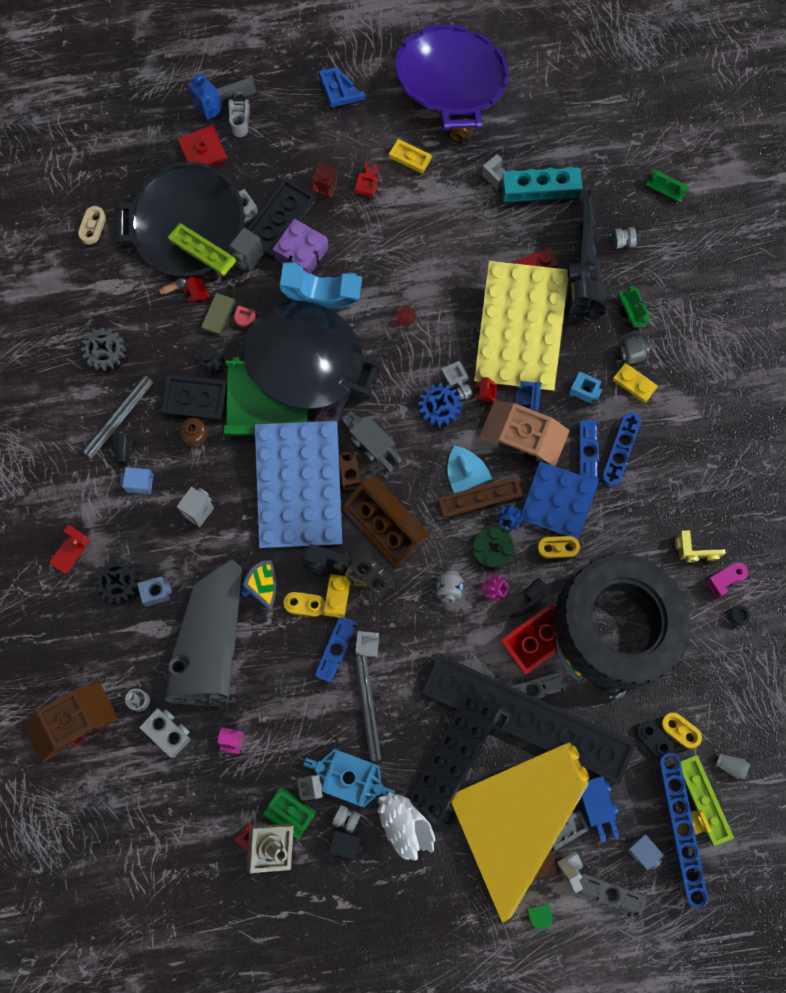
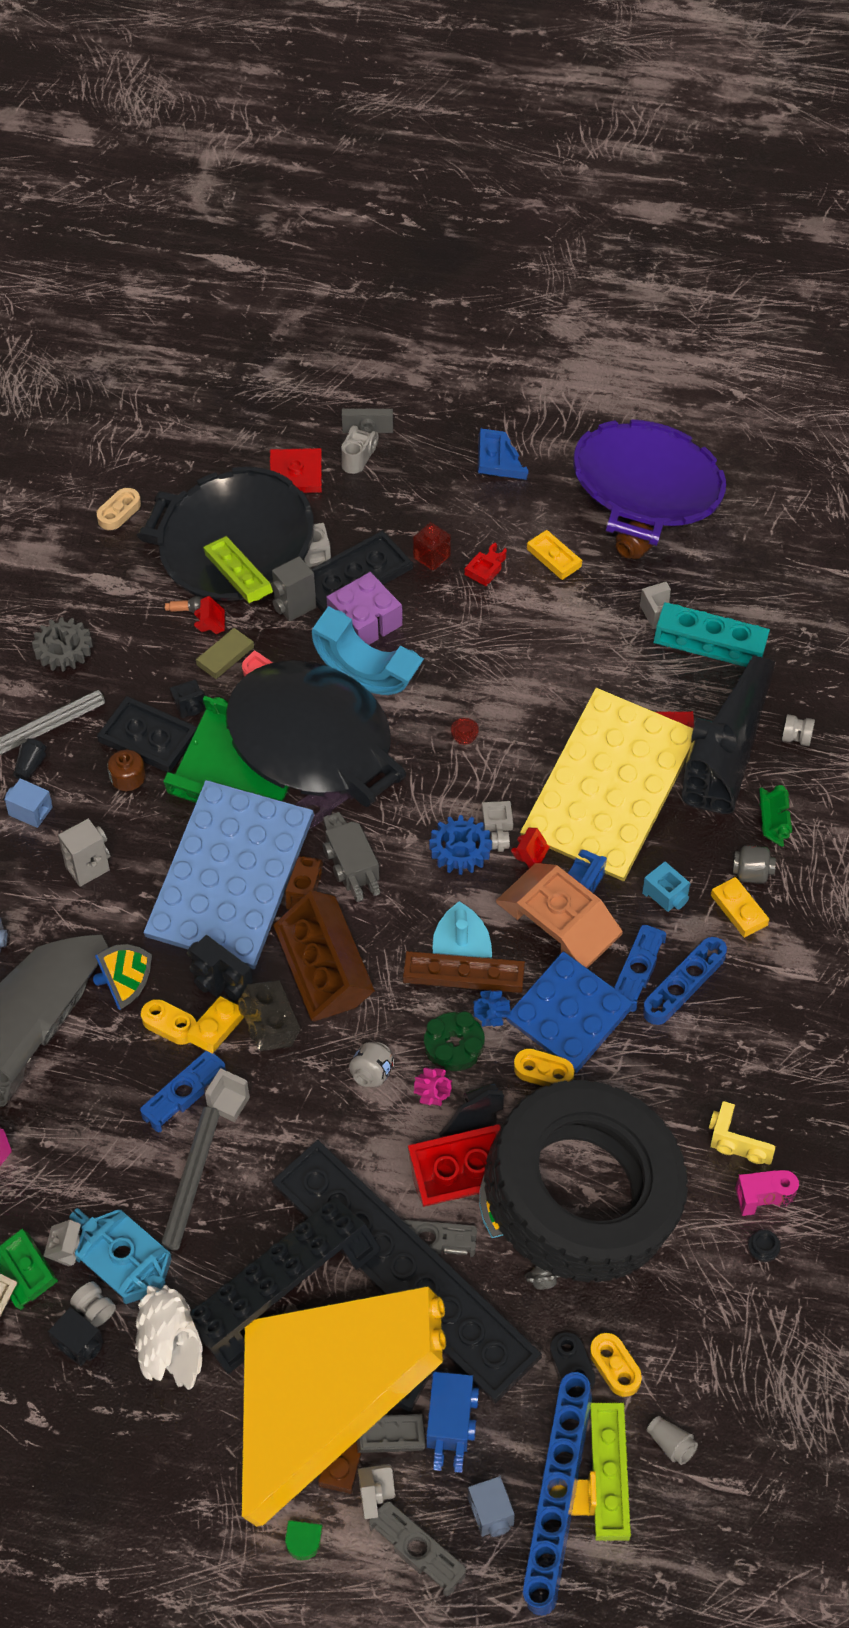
camera: 20 degrees right, 20 degrees down
(204, 96) = (323, 410): blue hinge -> none

